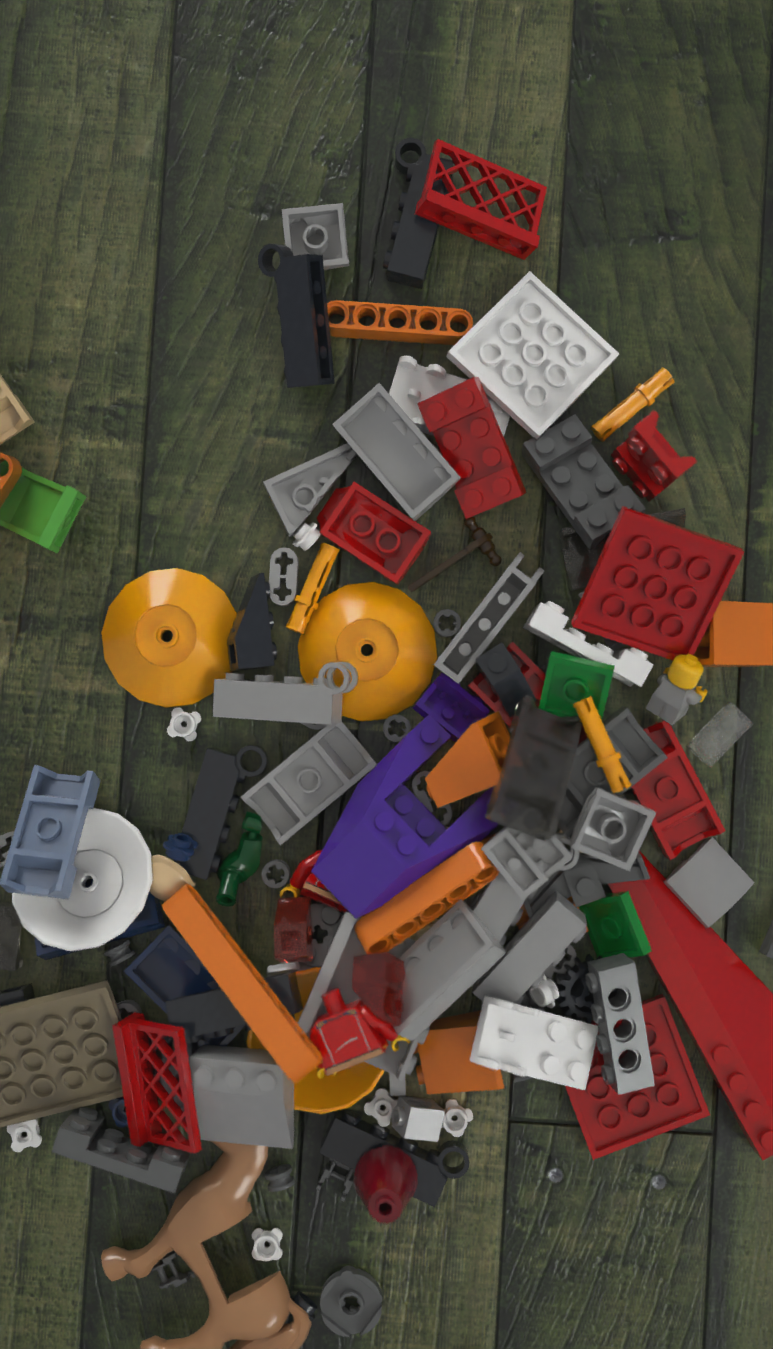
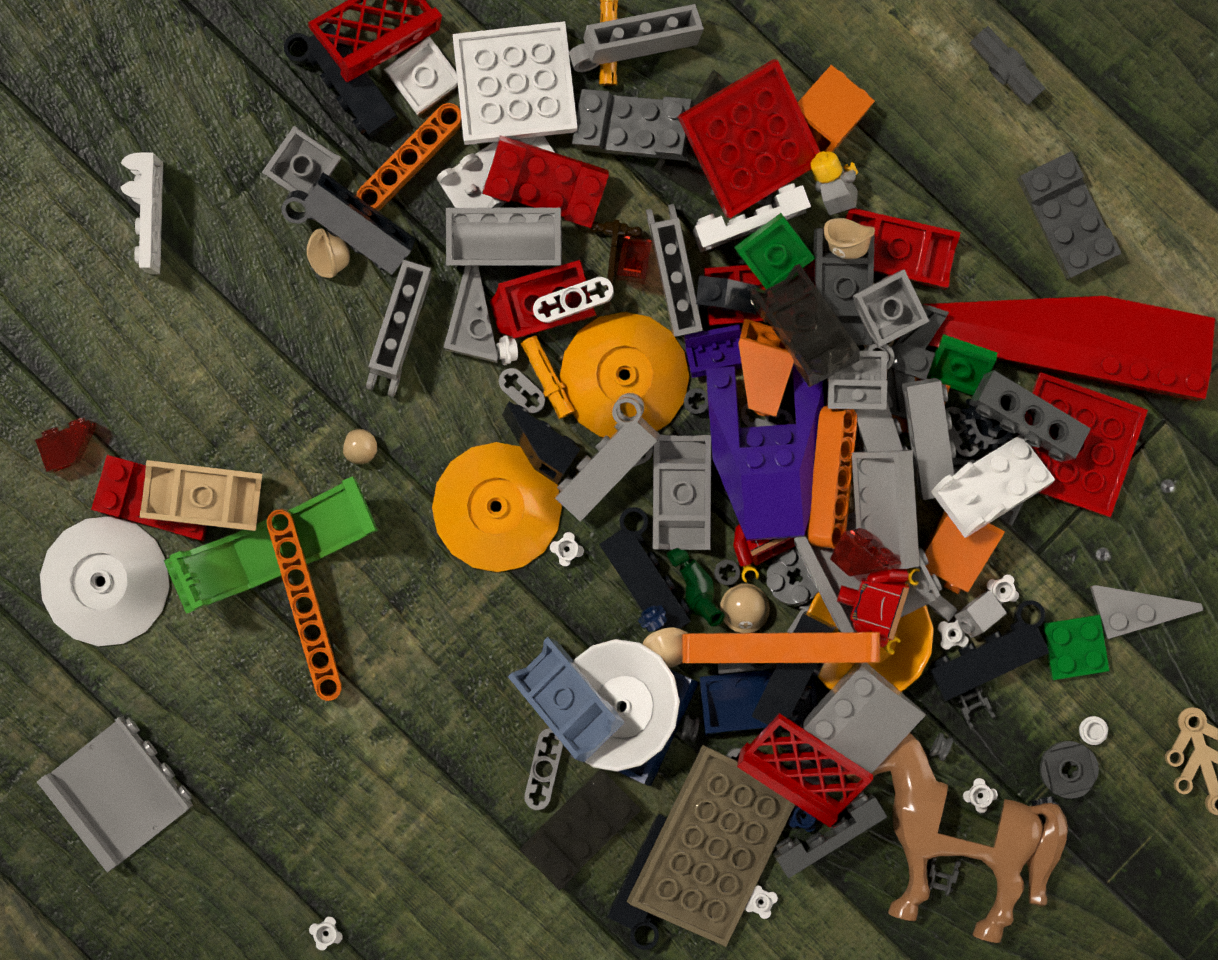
camera: 55 degrees left, 0 degrees up
(124, 482) = (359, 447): none -> tan piece
(174, 144) = (147, 192): none -> white hinge
(249, 428) = (399, 325): none -> light grey hinge
(255, 913) = (745, 608): none -> tan helmet
(261, 322) = (327, 253): none -> tan helmet
(293, 930) = (777, 587): clear red slope -> none
(376, 536) = (555, 313): none -> white beam
(385, 1182) = (991, 666): dark red cone -> none
(401, 1294) = (1093, 730): none -> white plate
(447, 632) = (645, 297): dark grey bush -> none
(459, 1220) = (1075, 647): none -> green plate
(470, 577) = (634, 260): none -> clear red slope
(474, 277) = (423, 76): none -> white tile
(526, 1241) = (1130, 611): none -> light grey wing
(545, 993) = (966, 451): white plate -> none
(602, 745) = (827, 267): light orange pin -> none
(636, 397) = (637, 37): none -> light grey hinge
(641, 741) = (848, 238): none -> tan helmet
(649, 459) = (660, 68): red piece -> none
(708, 882) = (988, 274): light grey slope -> none
(719, 734) = (892, 178): clear plate -> none

